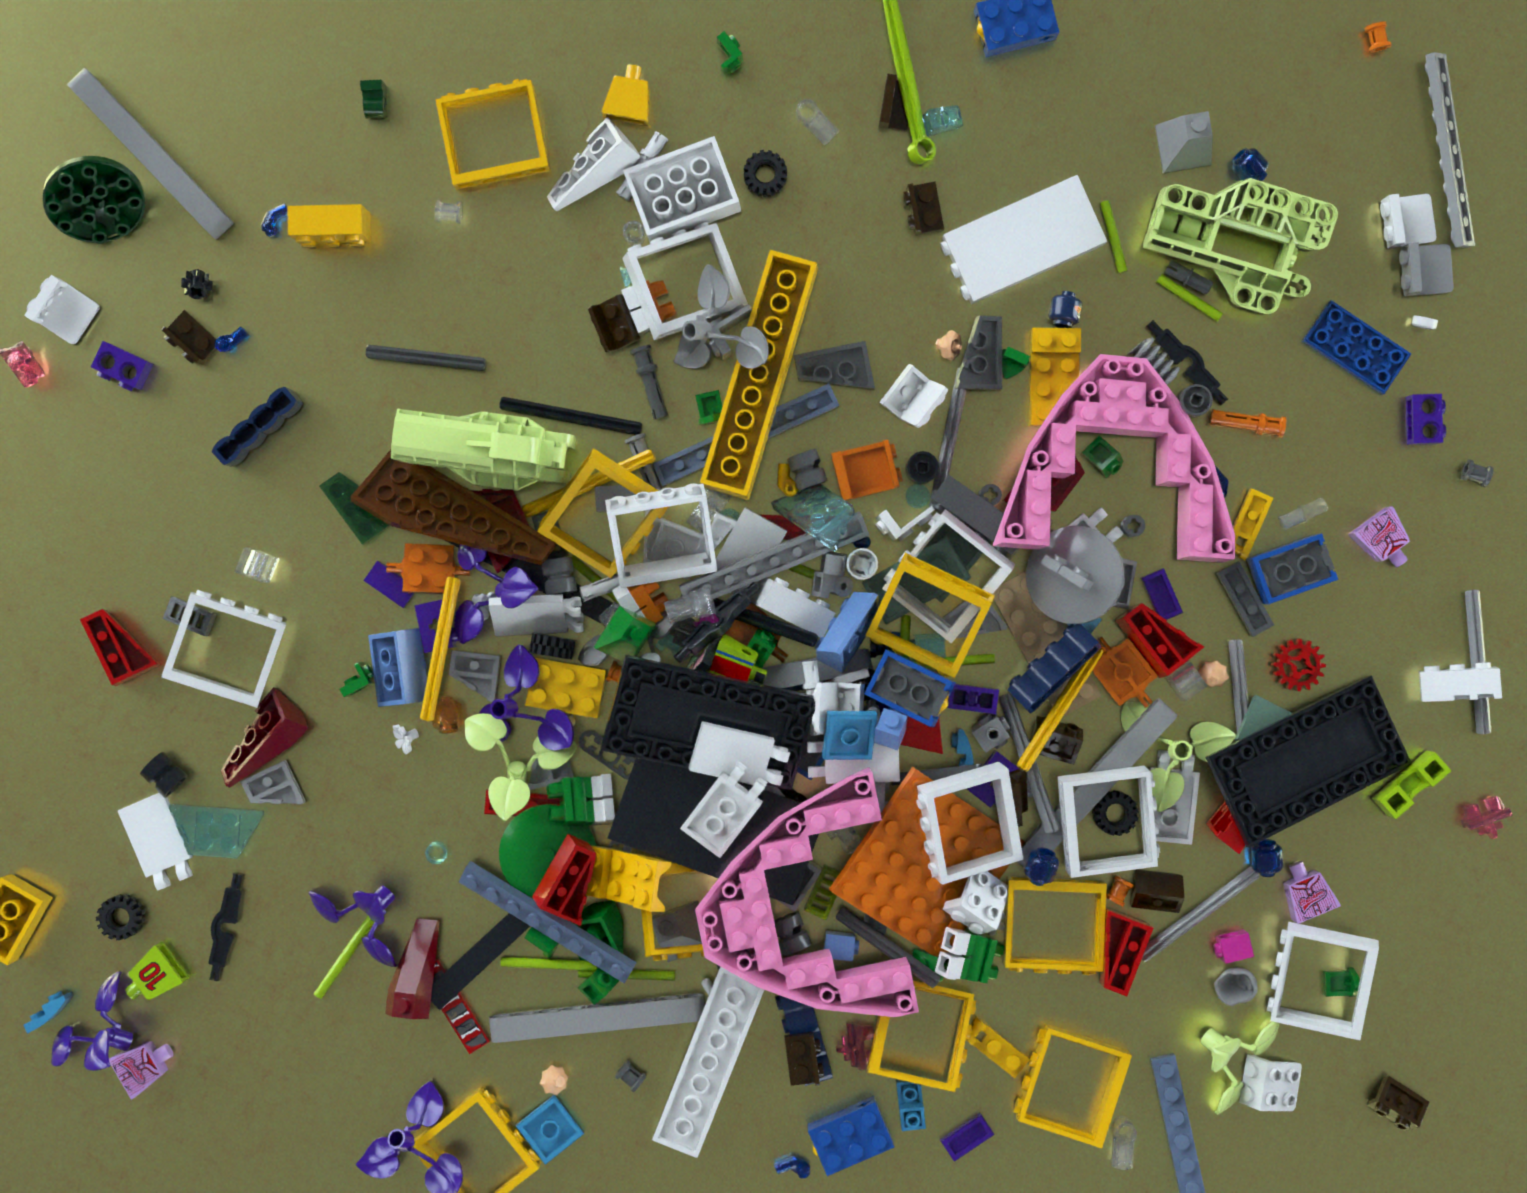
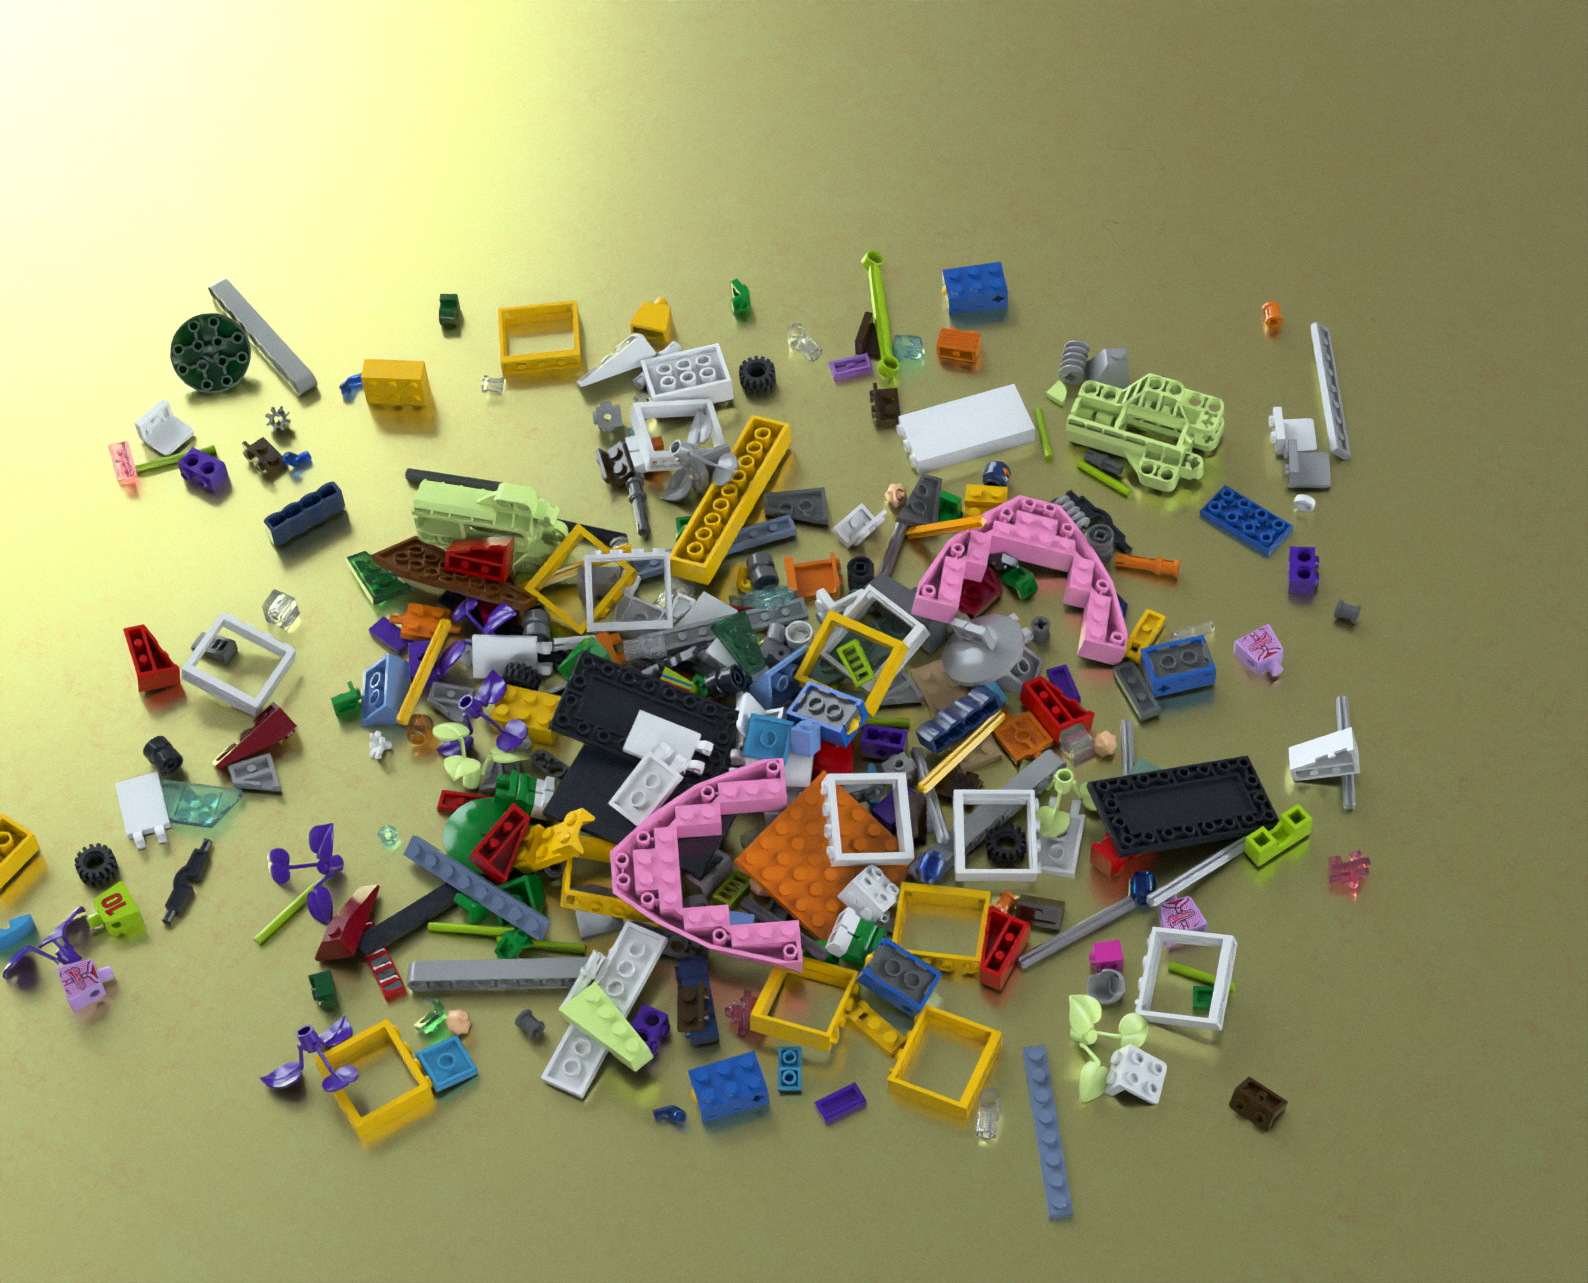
camera: 10 degrees right, 35 degrees down
(85, 347) = (170, 459): none -> lime bar
(403, 1054) = (323, 989): none -> dark green brick
(479, 494) = (482, 557): none -> red wedge
(524, 1079) = (431, 1021): none -> clear green bracket
(595, 254) = (608, 424): none -> light grey brick
(685, 1026) = (587, 974): none -> white pin
(717, 1095) = (602, 1021): none -> yellowish green wedge
(750, 1076) = (651, 1034): none -> dark purple brick
(789, 650) = (725, 681): none -> black wheel
(797, 588) = (740, 641): none -> clear green wing
(856, 157) = (850, 369): none -> medium lavender tile
(933, 610) = (863, 659): none -> lime slope
(1004, 110) = (959, 344): none -> orange brick
(1018, 1002) = (898, 977): none -> piece
(1021, 415) = (946, 527): none -> light orange axle
(1083, 439) = (1002, 561): none -> black plate
(1127, 174) = (1057, 393): none -> yellowish green tile
(1143, 130) = (1074, 362): none -> light grey piece
(1303, 656) = (1181, 742): red gear -> none
(1327, 836) = (1196, 872): none -> light grey axle
(1330, 955) = (1197, 974): none -> lime bar

